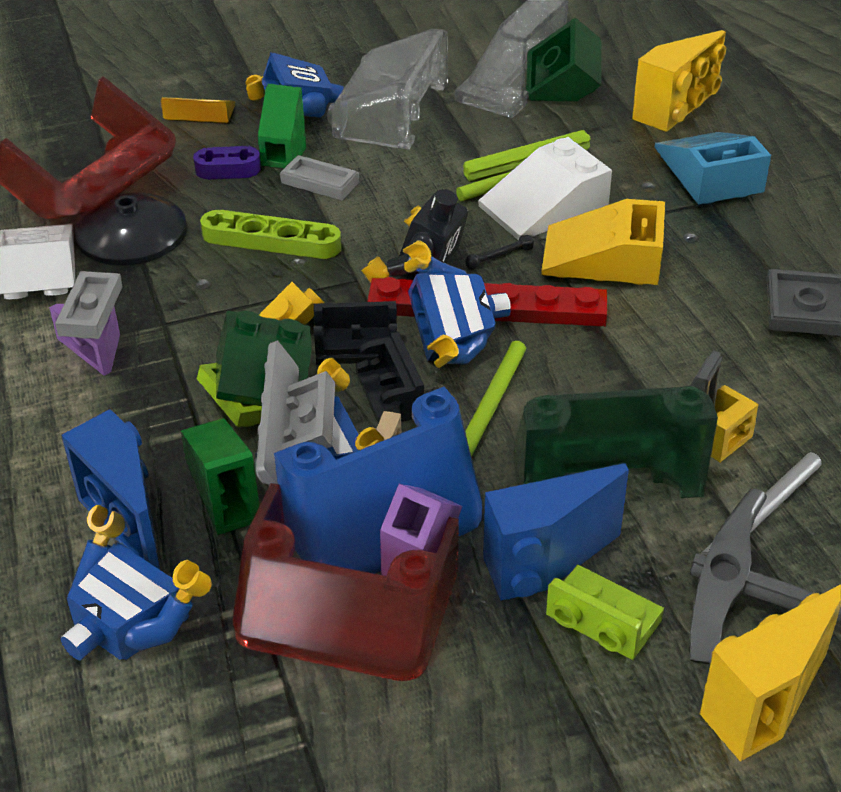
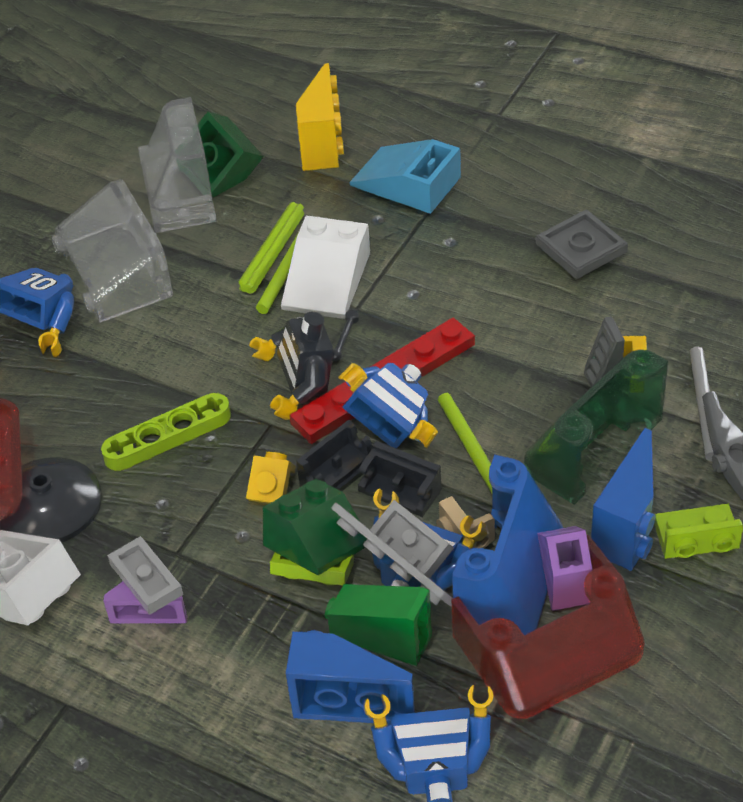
camera: 40 degrees left, 5 degrees up
(227, 162) = (51, 396): dark purple beam -> none
(281, 126) = (76, 339): green slope -> none
(319, 177) = (140, 362): light grey tile -> none
(608, 243) = (419, 281): yellow slope -> none

